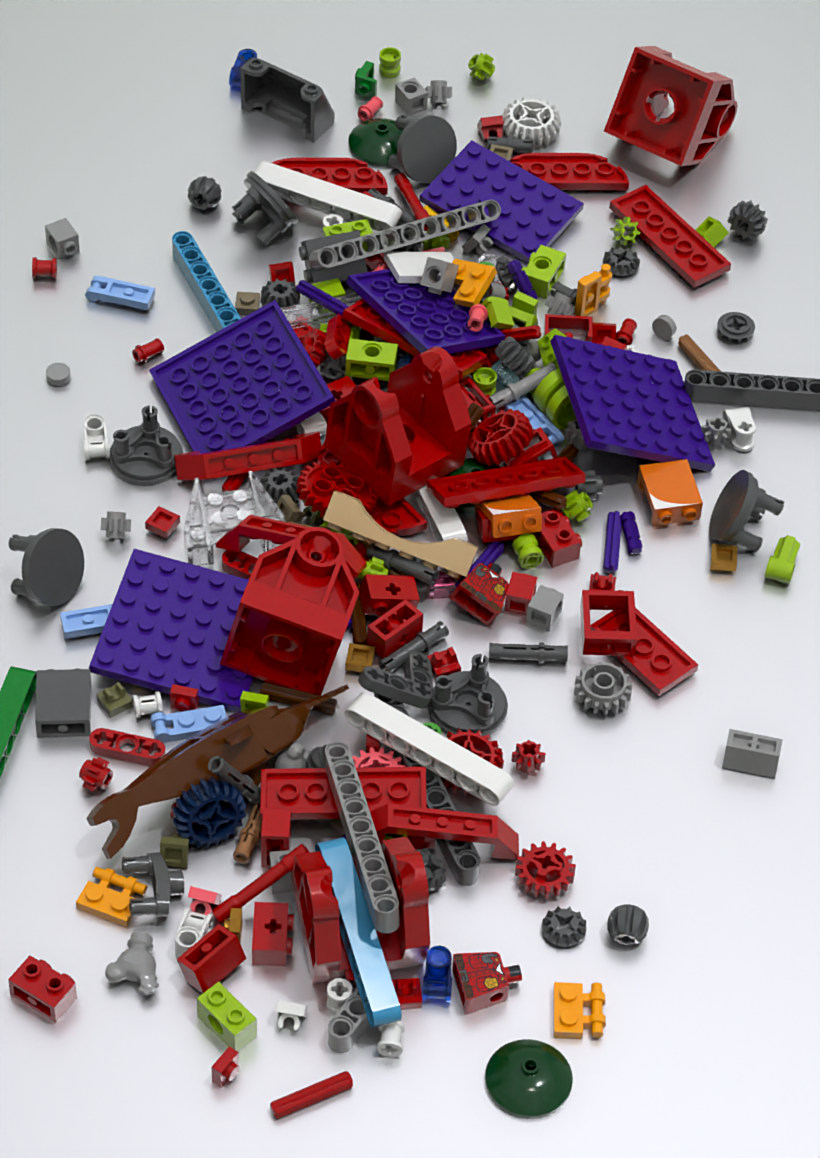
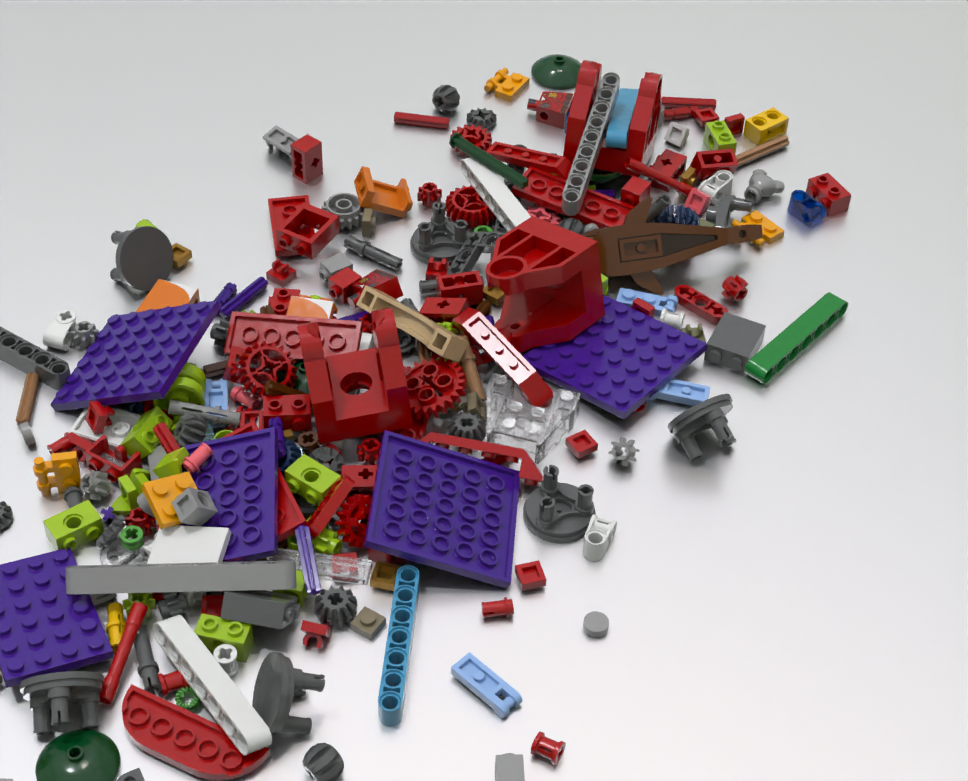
camera: 150 degrees left, 5 degrees down
(58, 950) = (804, 208): none -> clear blue piece
(136, 385) = (530, 575): none -> red plate
(168, 1039) = (762, 150): none -> medium nougat axle
(174, 1084) = (765, 126): none -> yellow brick
(271, 1069) = (705, 115): none -> red plate
(312, 1067) = (679, 113): none -> red axle
(471, 772) = (489, 161): none -> dark green axle
(564, 685) = (368, 222): none -> dark tan plate
(576, 720) = (382, 196): none -> orange panel
(634, 885) = (421, 120): none -> red axle
(700, 725) = (306, 159): none -> red brick

